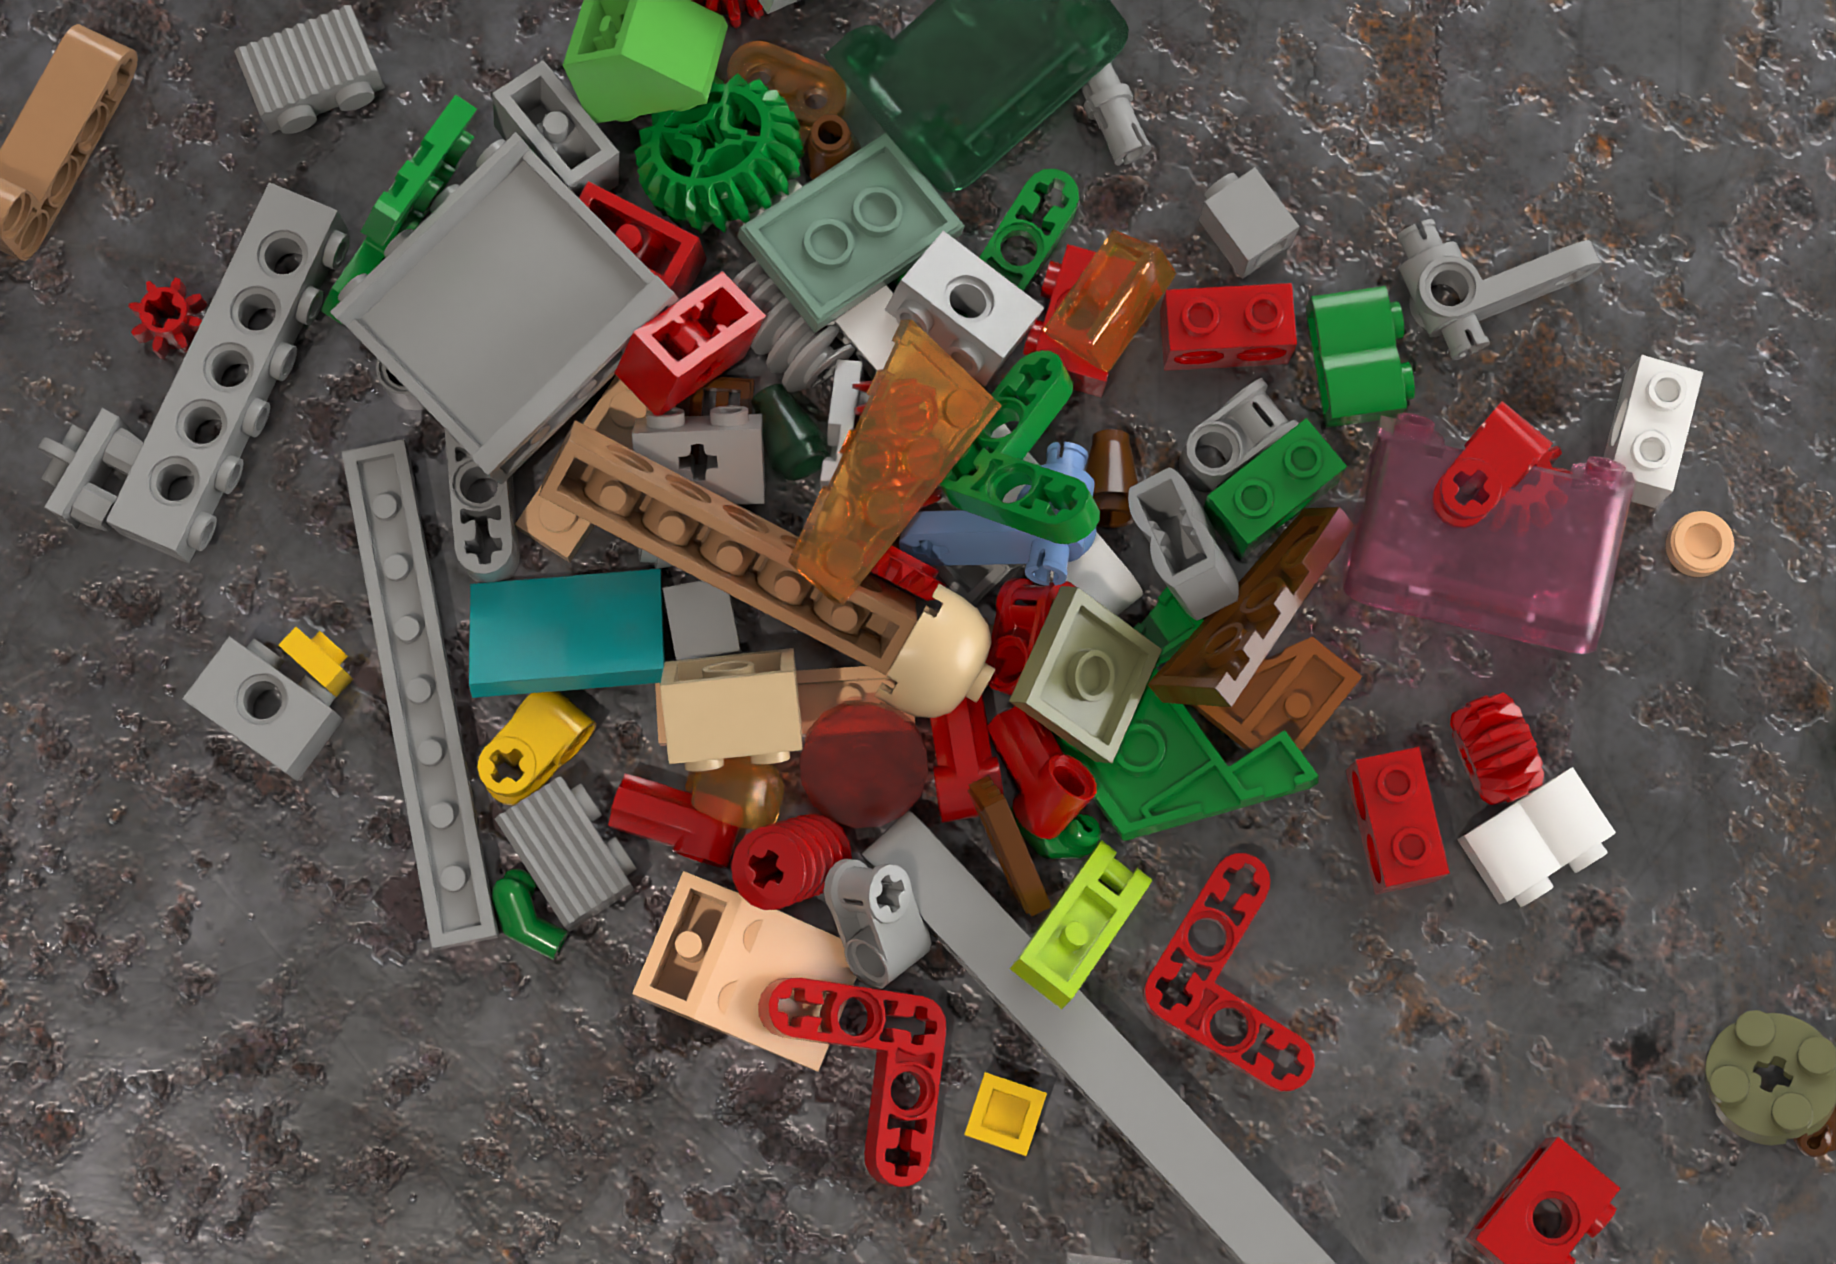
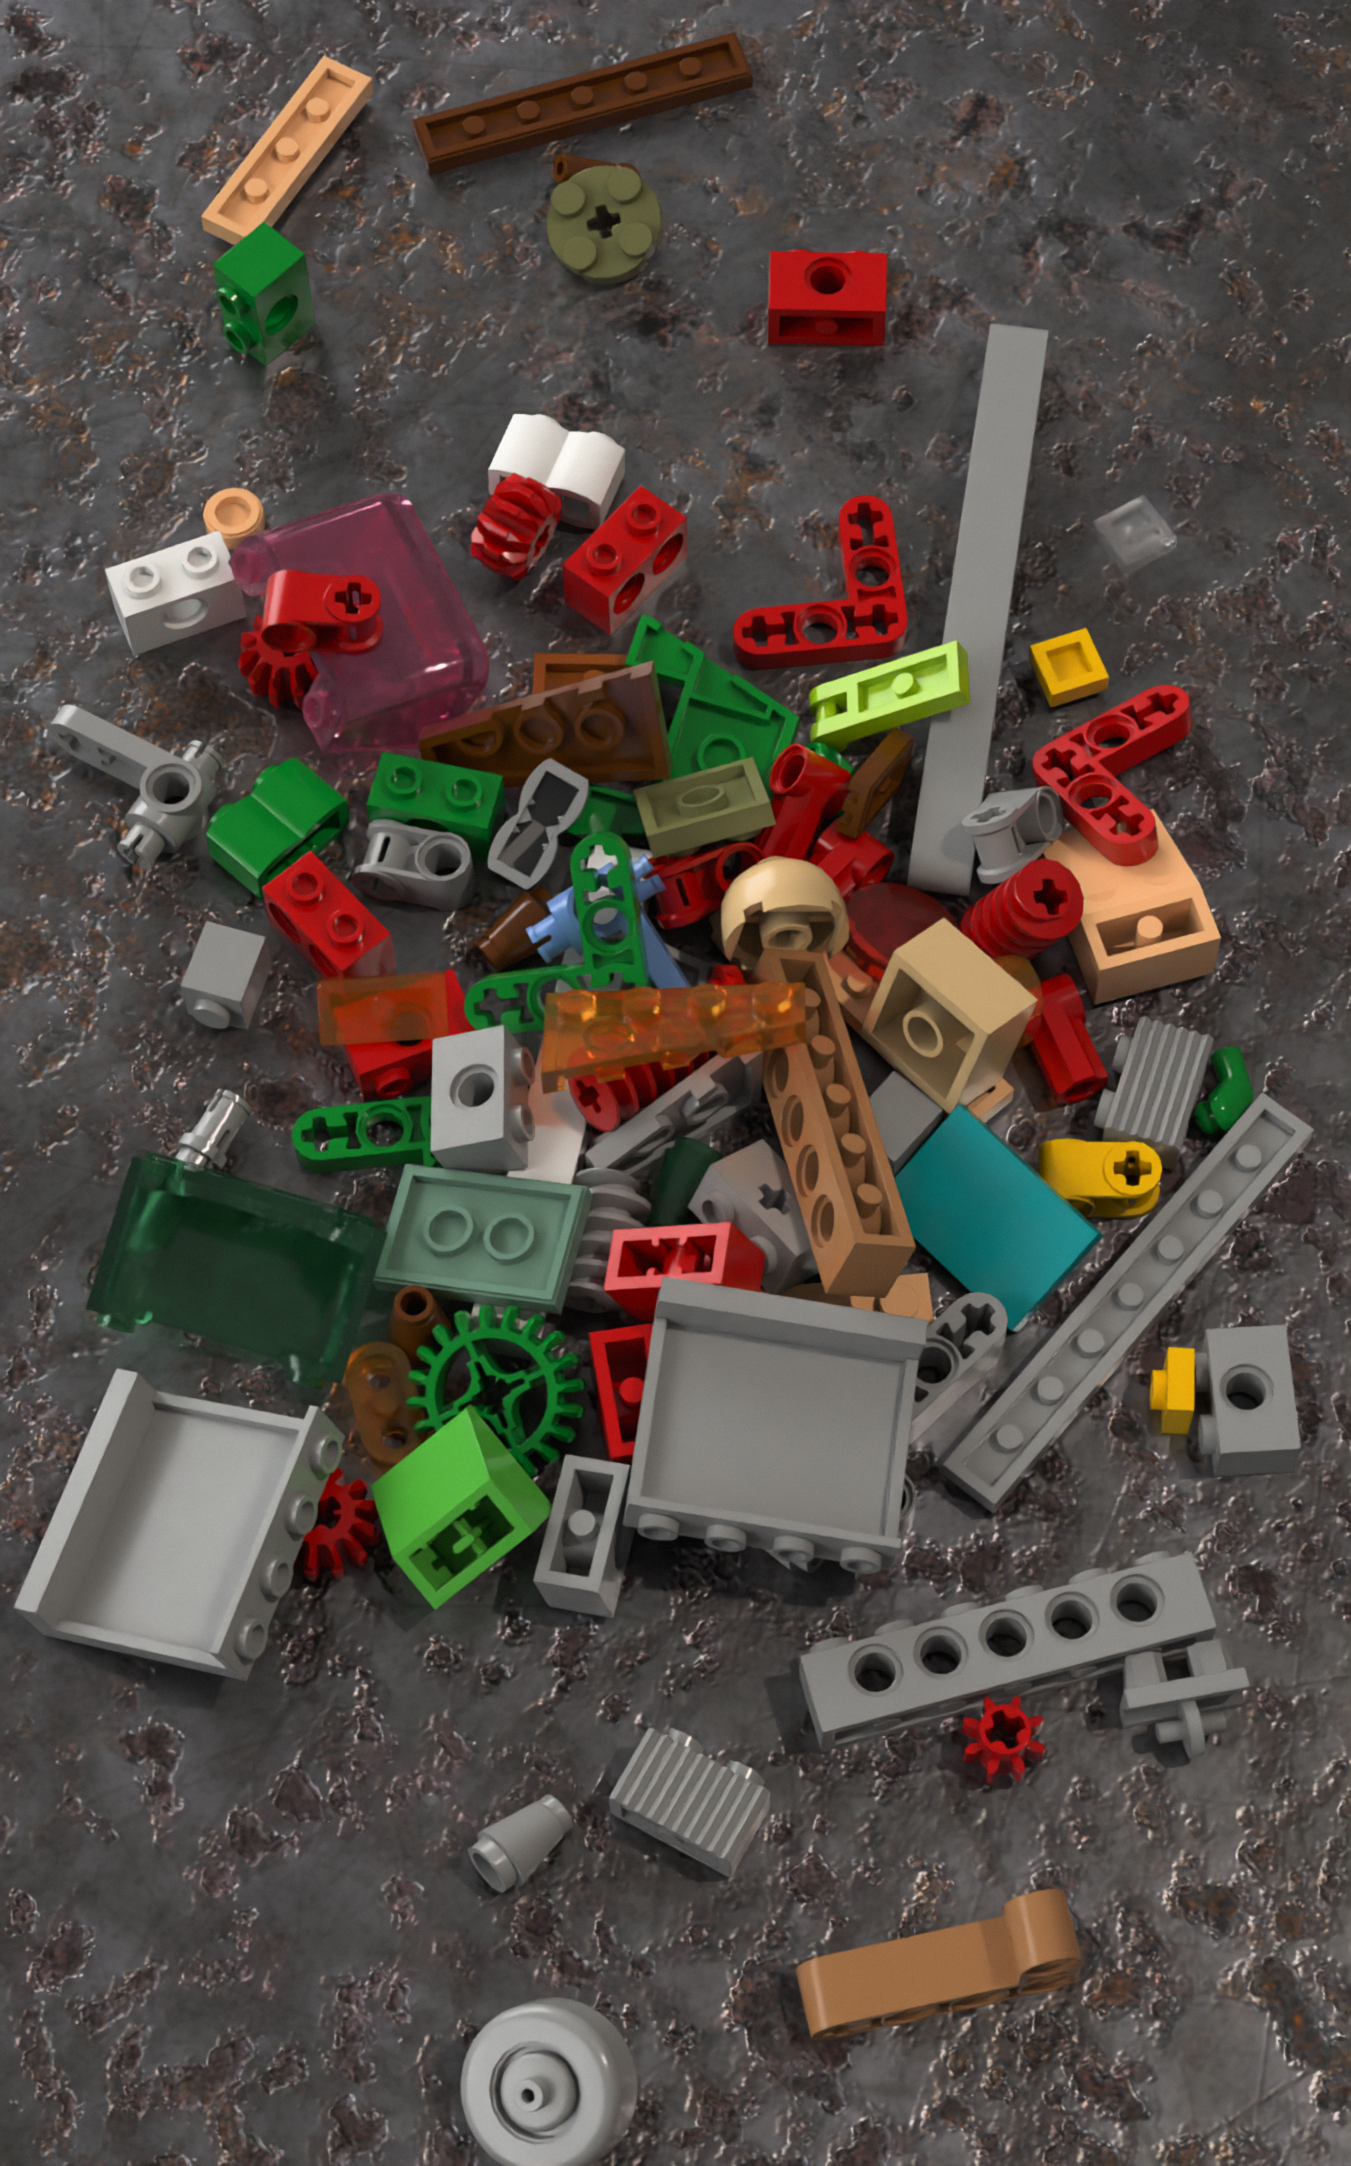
camera: 125 degrees left, 15 degrees down
(411, 193) = (727, 1600): green wing -> none

